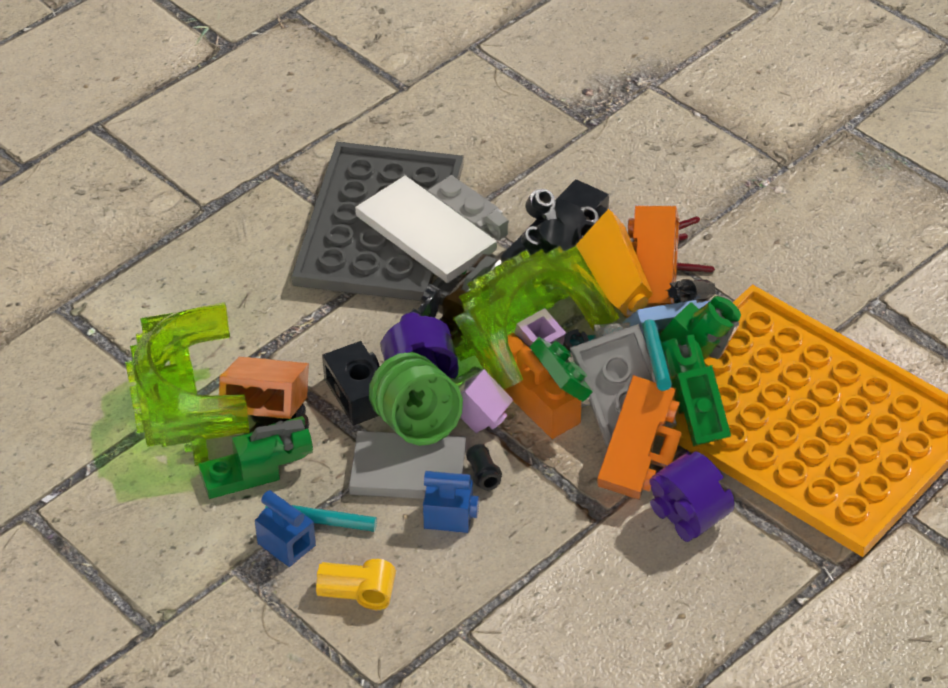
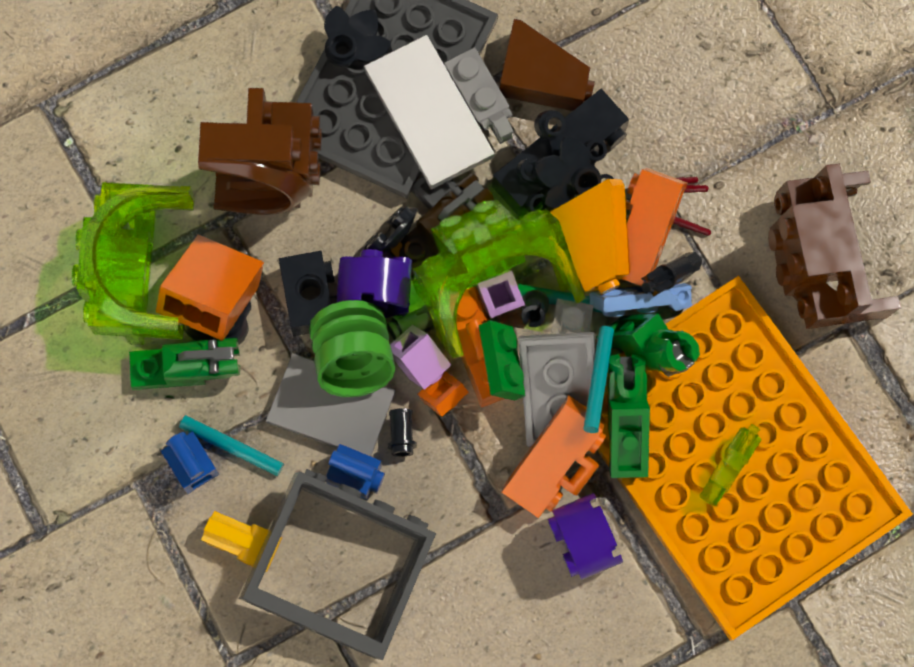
camera: 10 degrees right, 30 degrees up
(300, 257) = (267, 161): none -> reddish brown piece
(338, 193) = (355, 33): none -> black plate
(452, 618) = (377, 512): none -> dark grey window
(511, 180) = (543, 71): none -> reddish brown slope
(513, 428) = (443, 394): none -> orange plate
(806, 406) = (731, 464): none -> clear neon green piece
(814, 228) = (820, 245): none -> reddish brown piece

